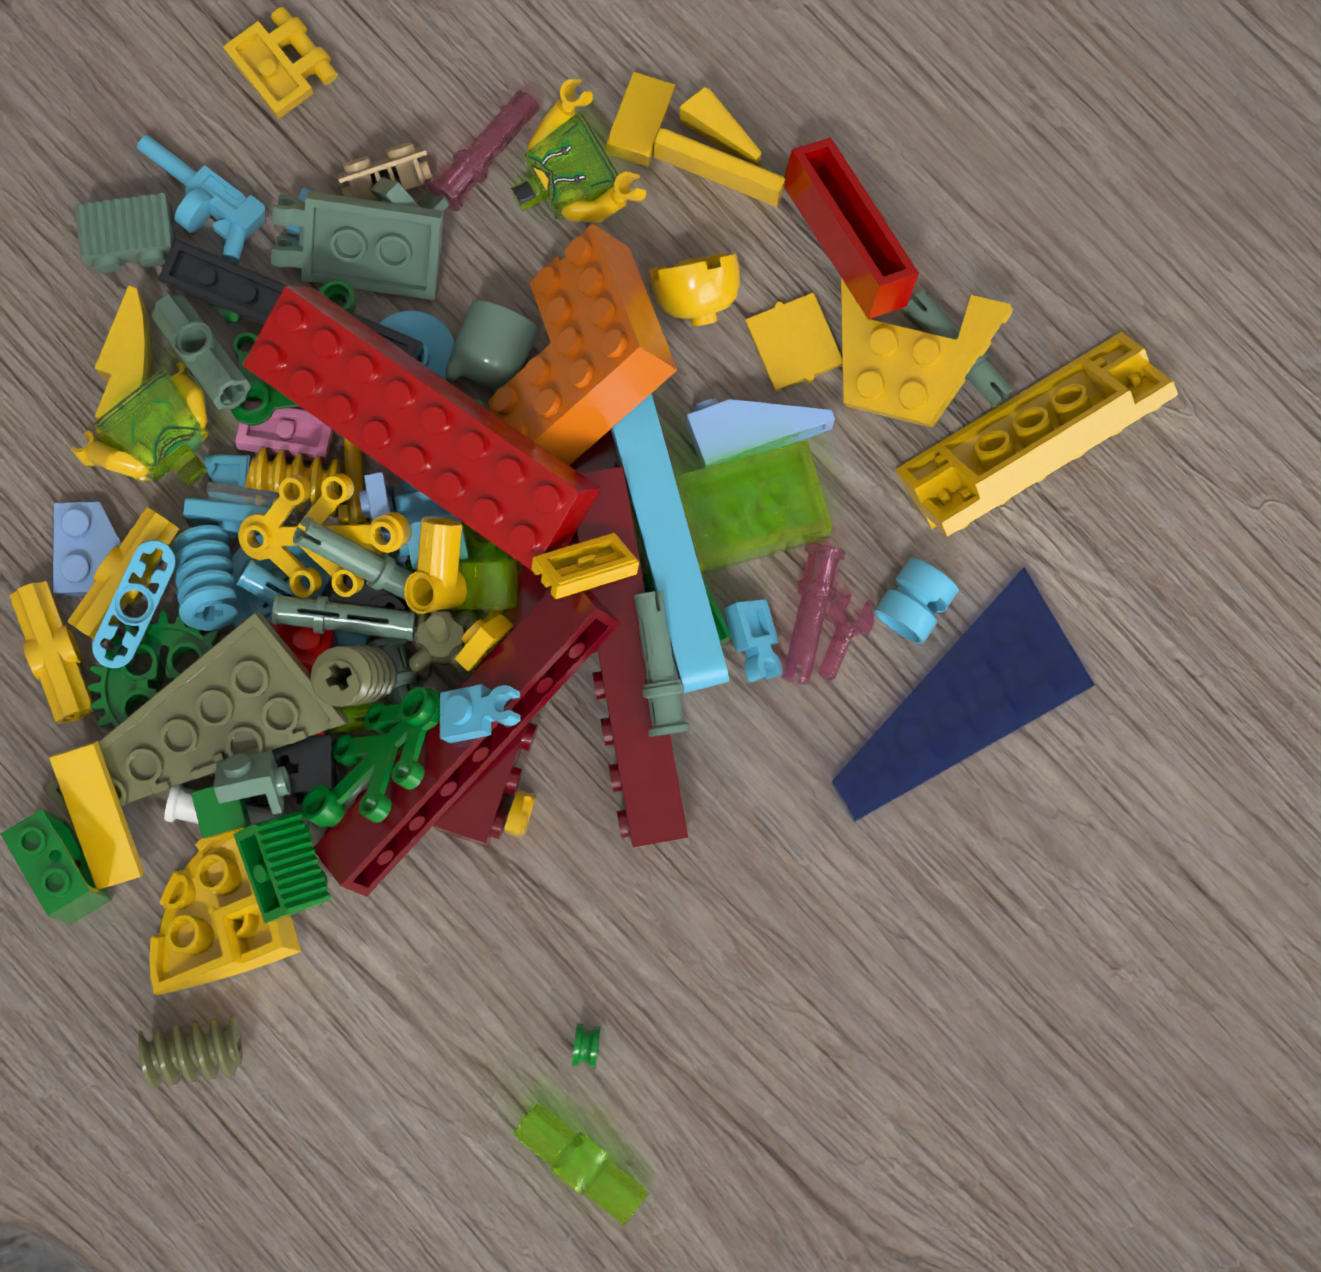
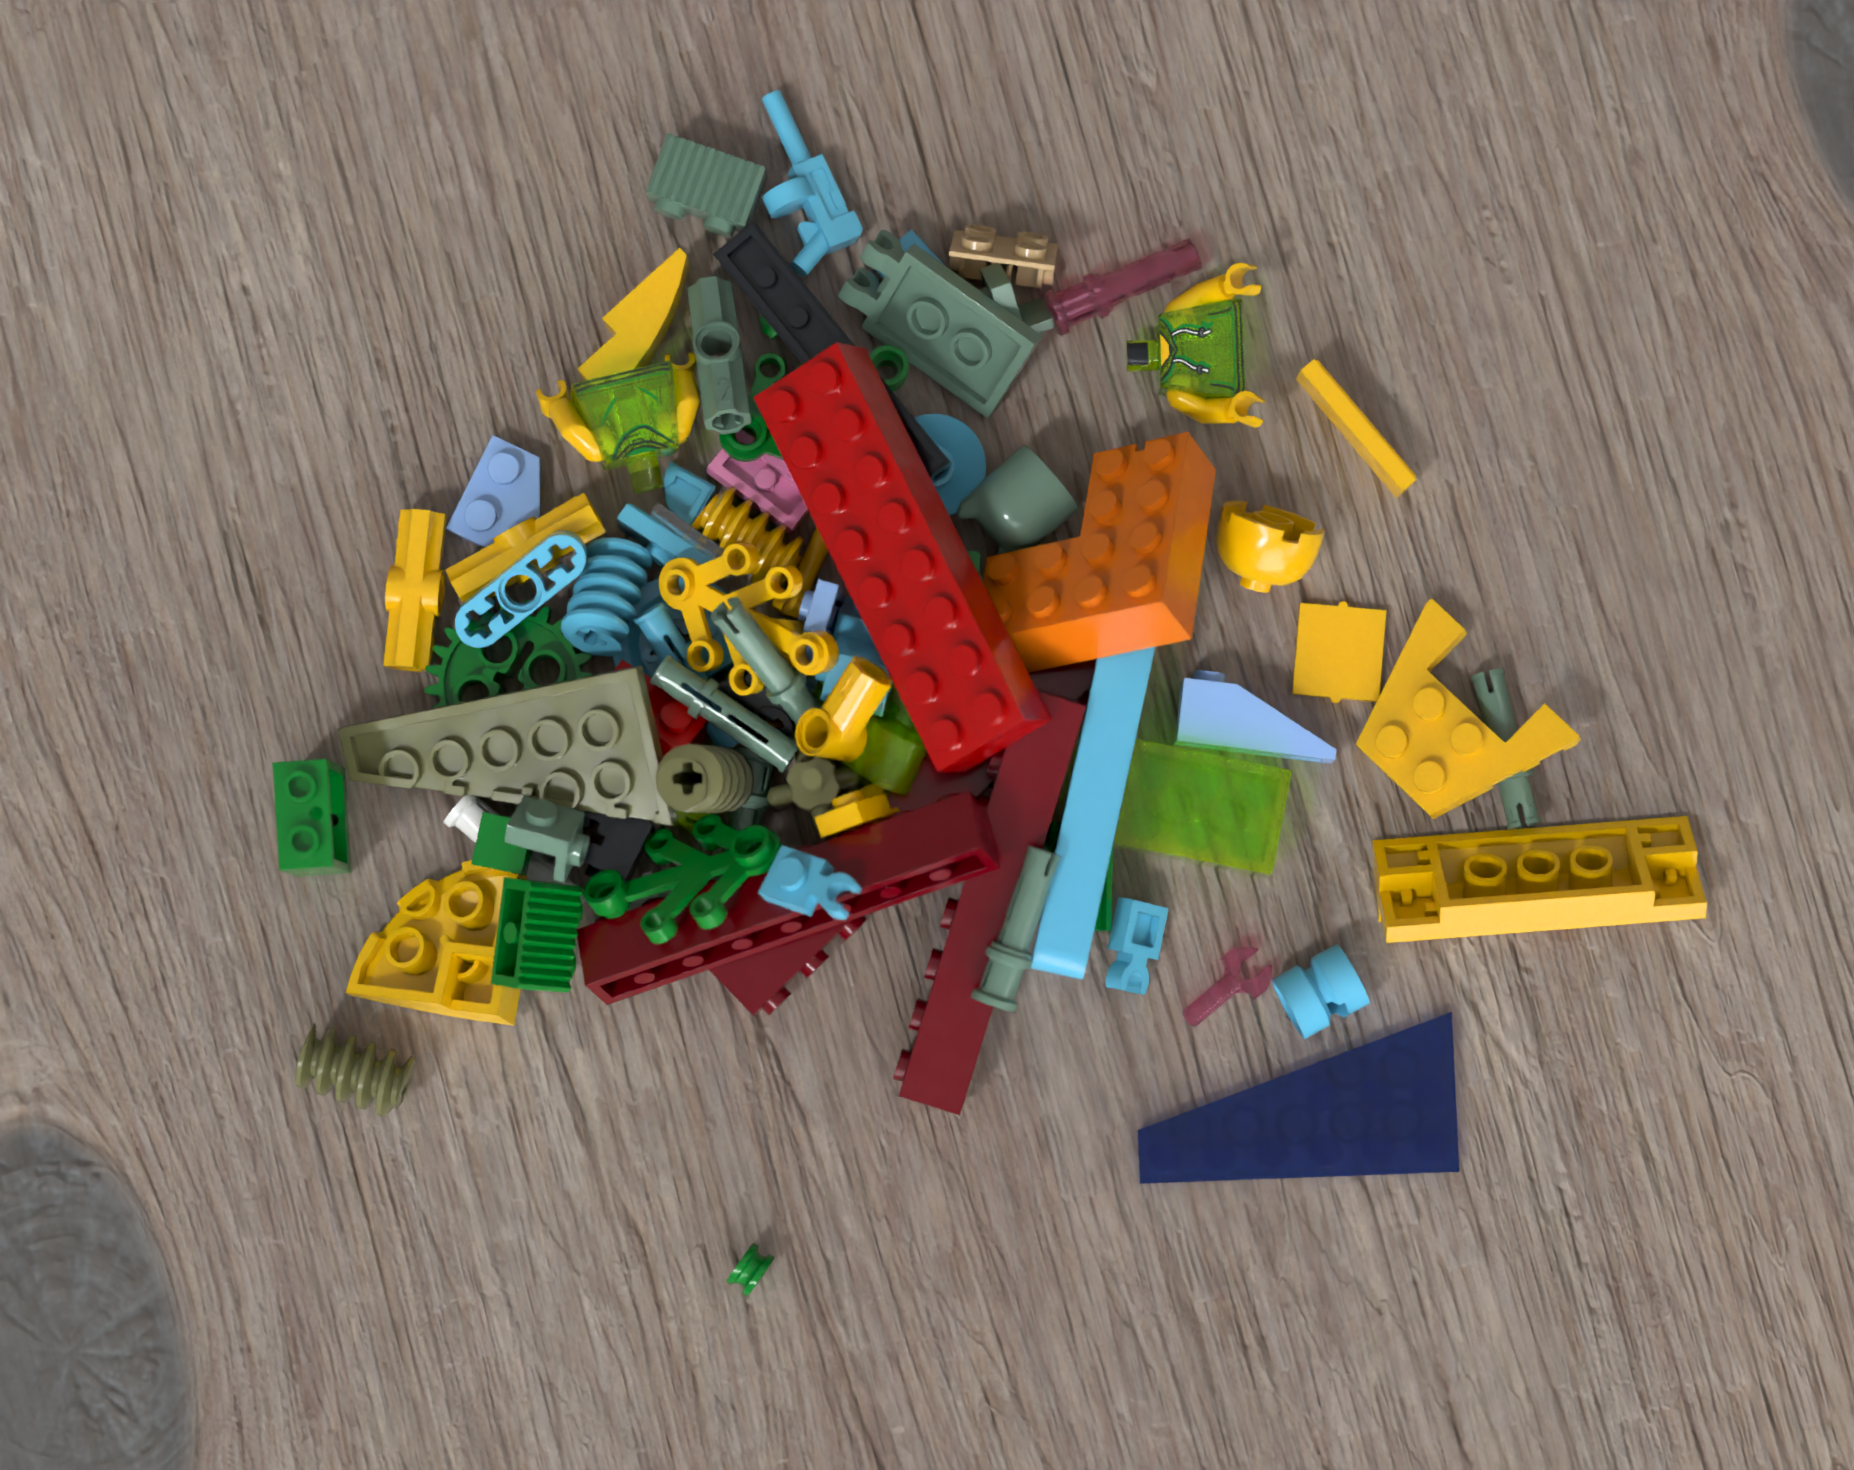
camera: 30 degrees right, 5 degrees up
(97, 815) = (378, 785): yellow tile -> none
(268, 68) = (941, 86): yellow plate -> none
(520, 813) = (805, 998): yellow tile -> none
(581, 1163) = (685, 1384): clear neon green piece -> none
(588, 571) = (995, 800): yellow tile -> none
(639, 119) = (1301, 331): yellow slope -> none
(713, 122) = (1374, 374): yellow slope -> none
(815, 592) = (1223, 926): clear pink pin -> none
(850, 228) = (1455, 567): red brick -> none

